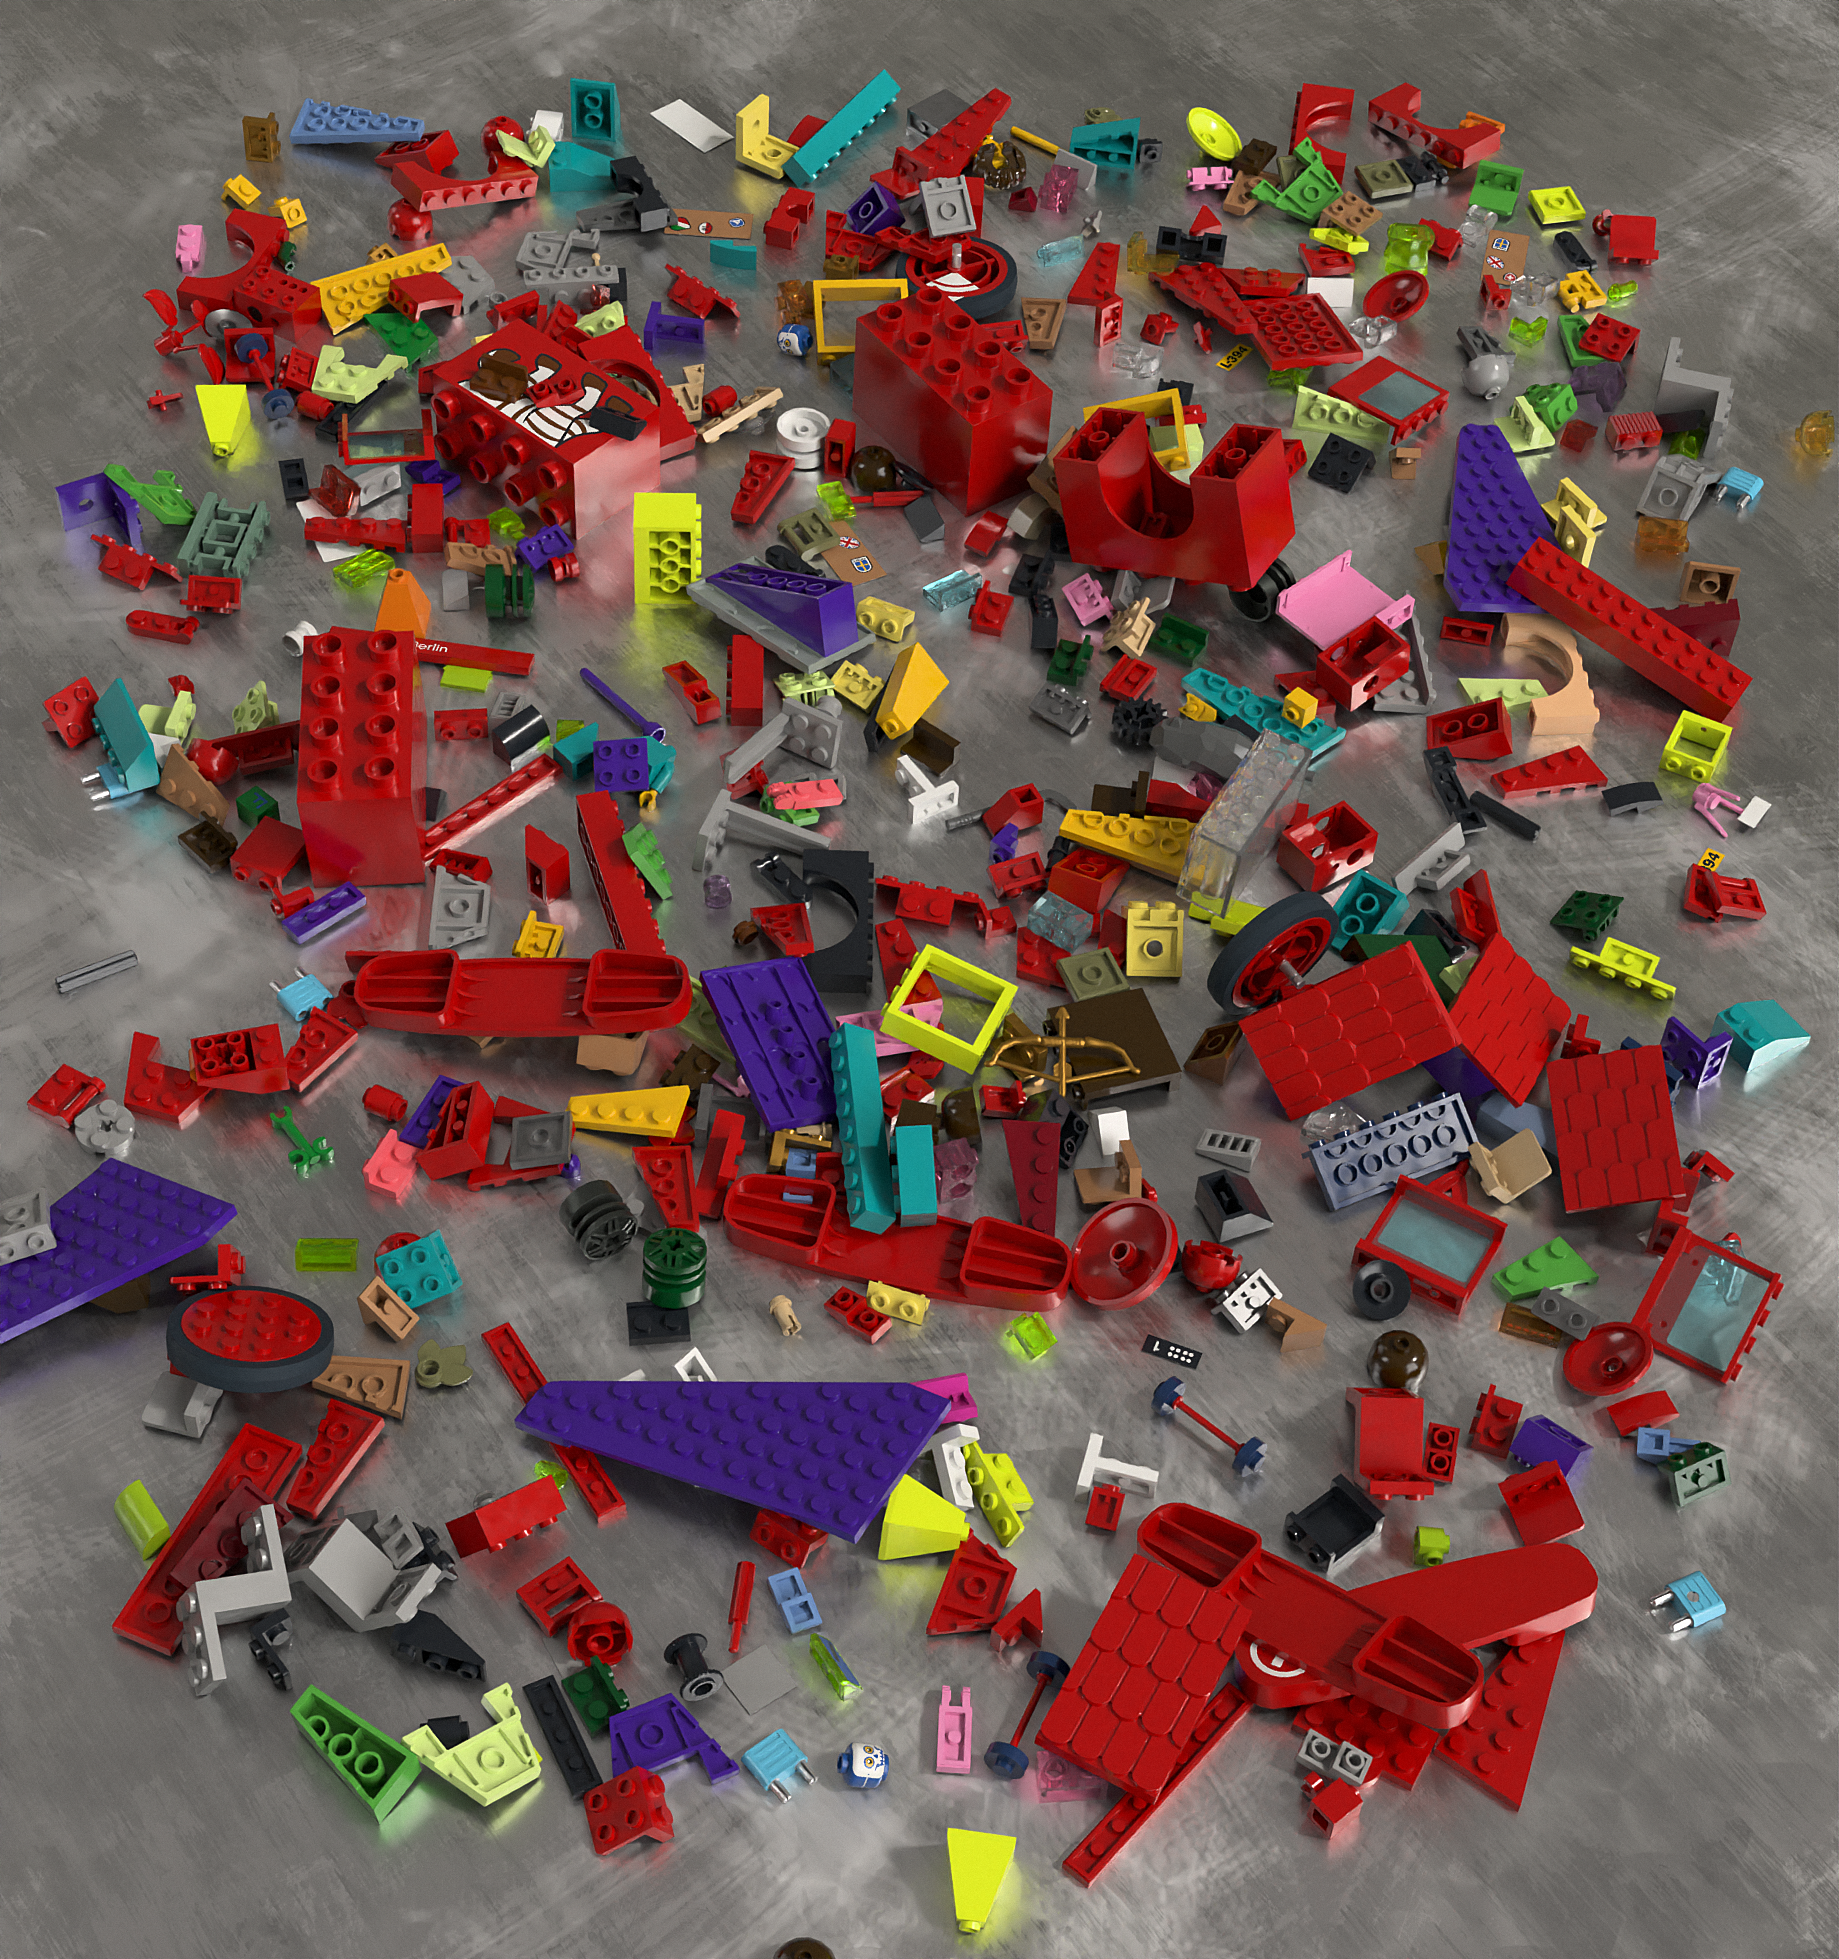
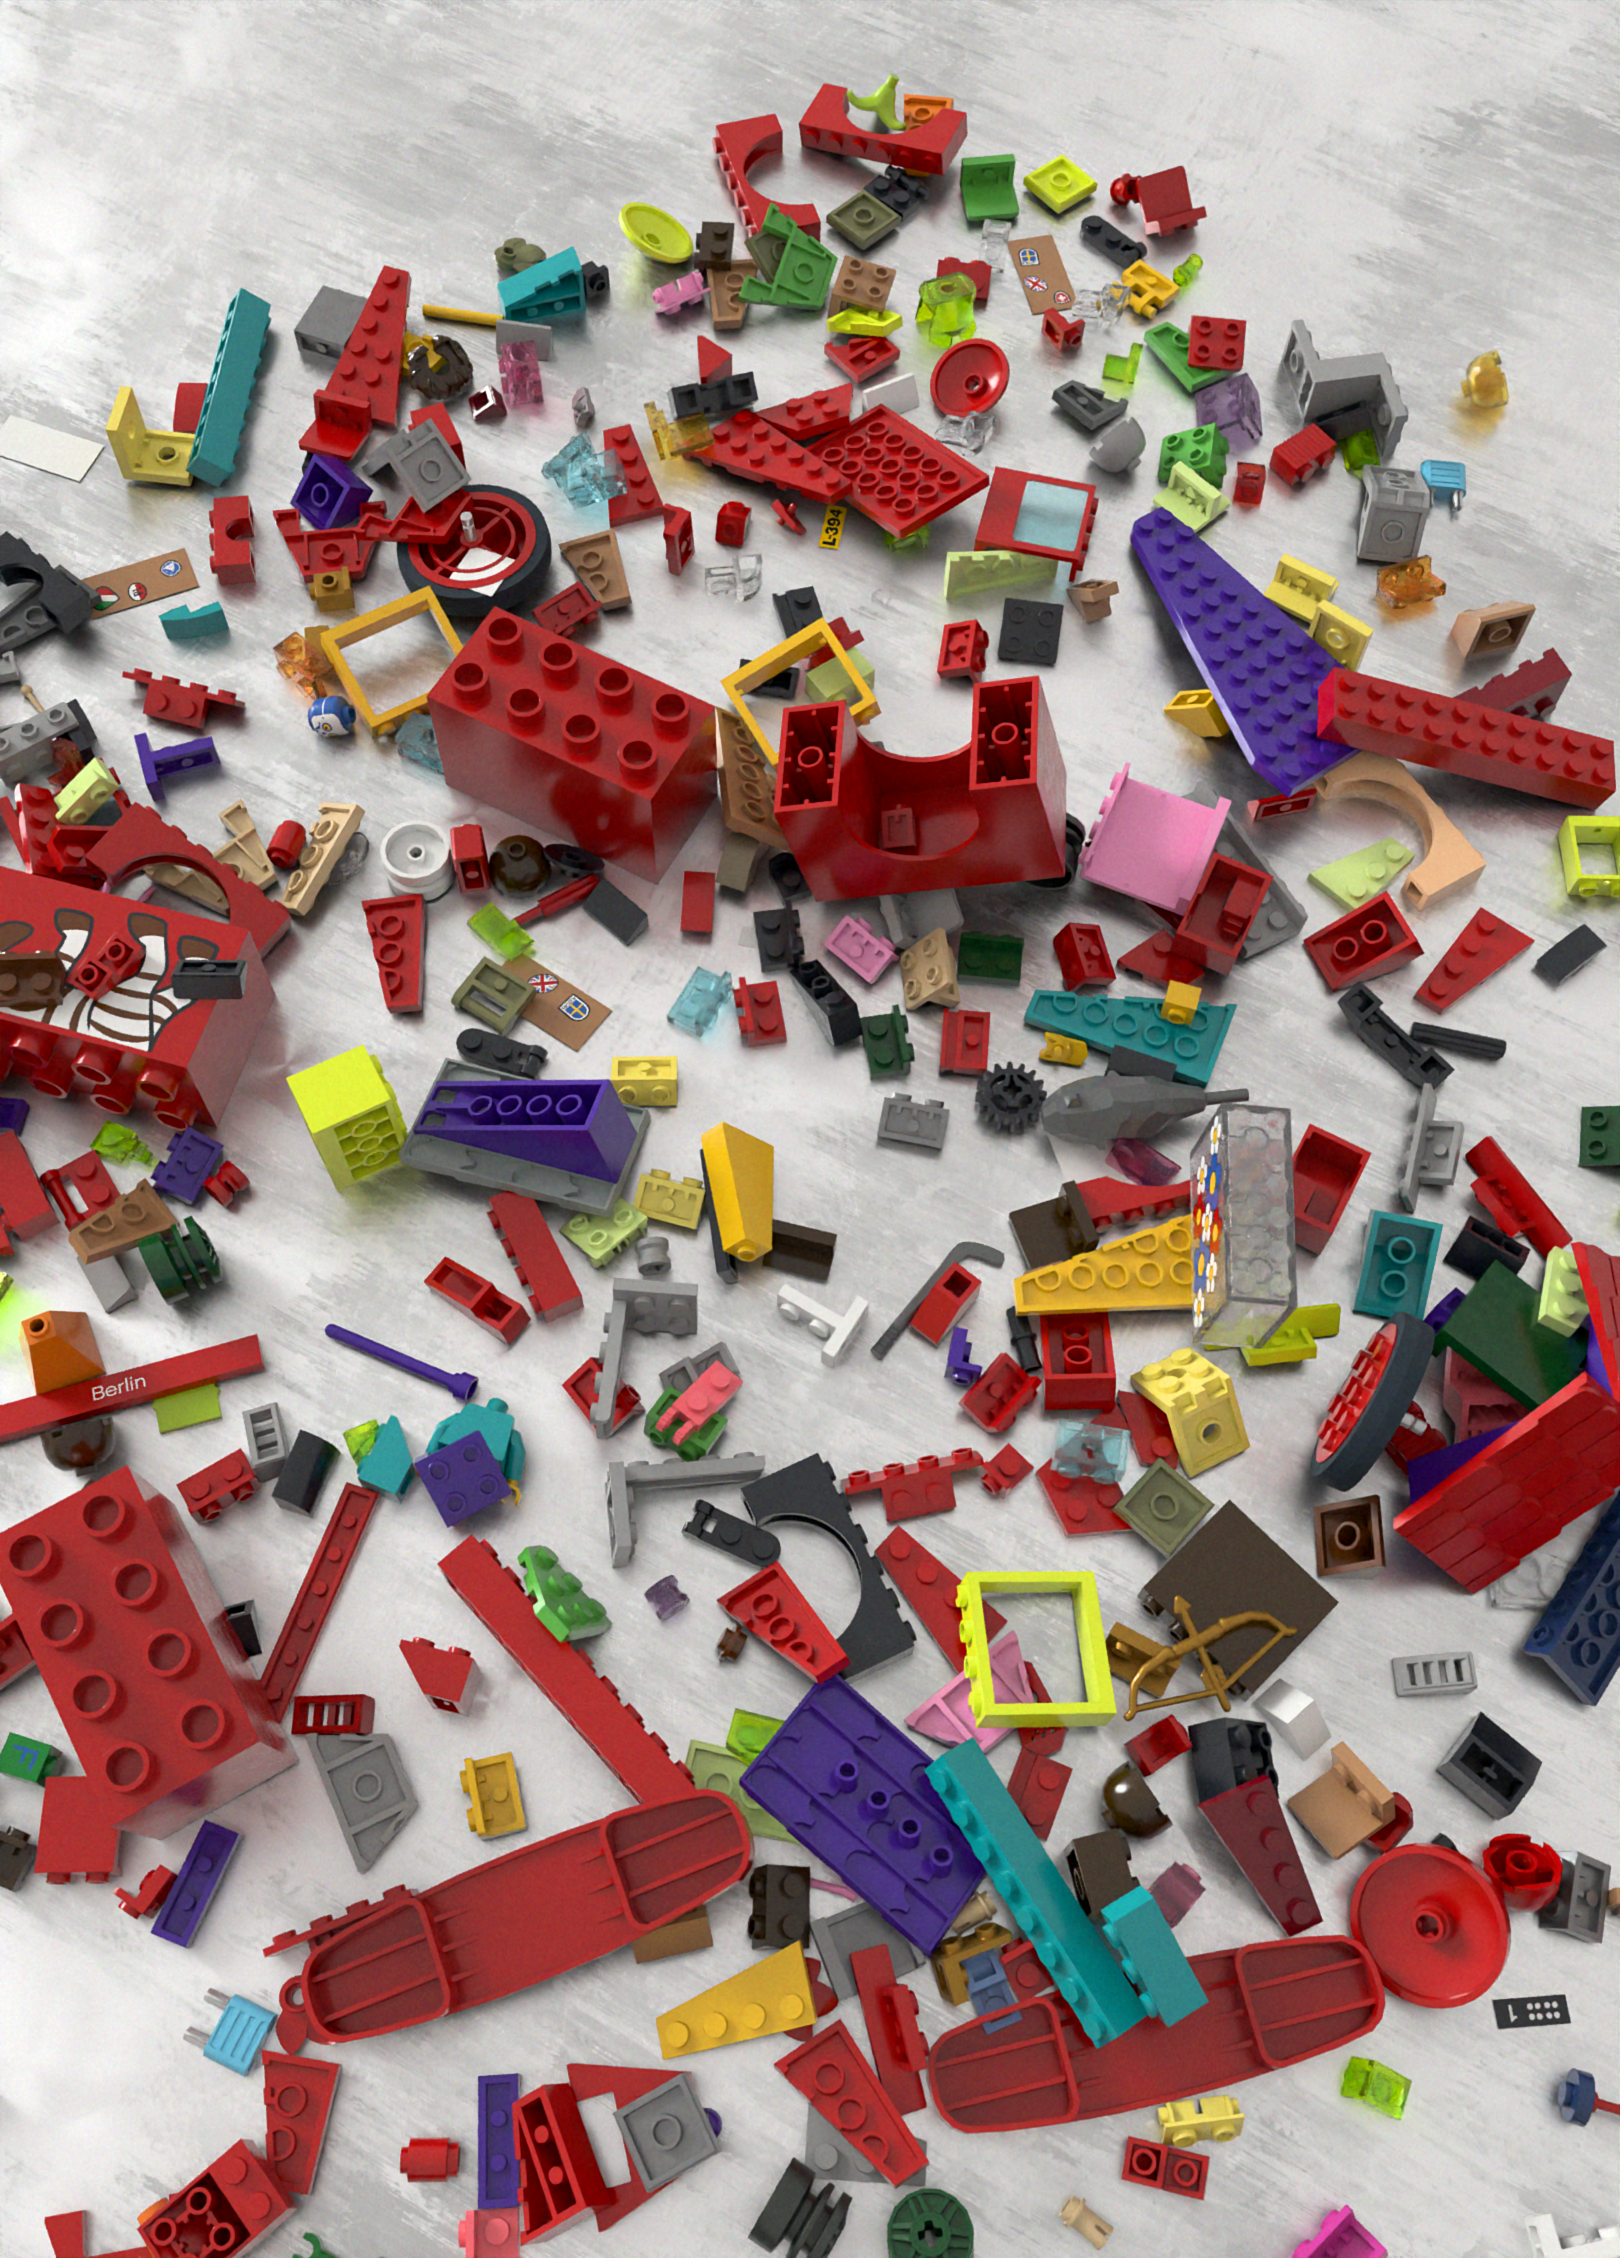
camera: 25 degrees left, 15 degrees up
(1070, 265) = (593, 479): none -> clear light blue brick
(1250, 662) = (1083, 956): none -> red bracket
(1444, 107) = (882, 102): none -> lime piece

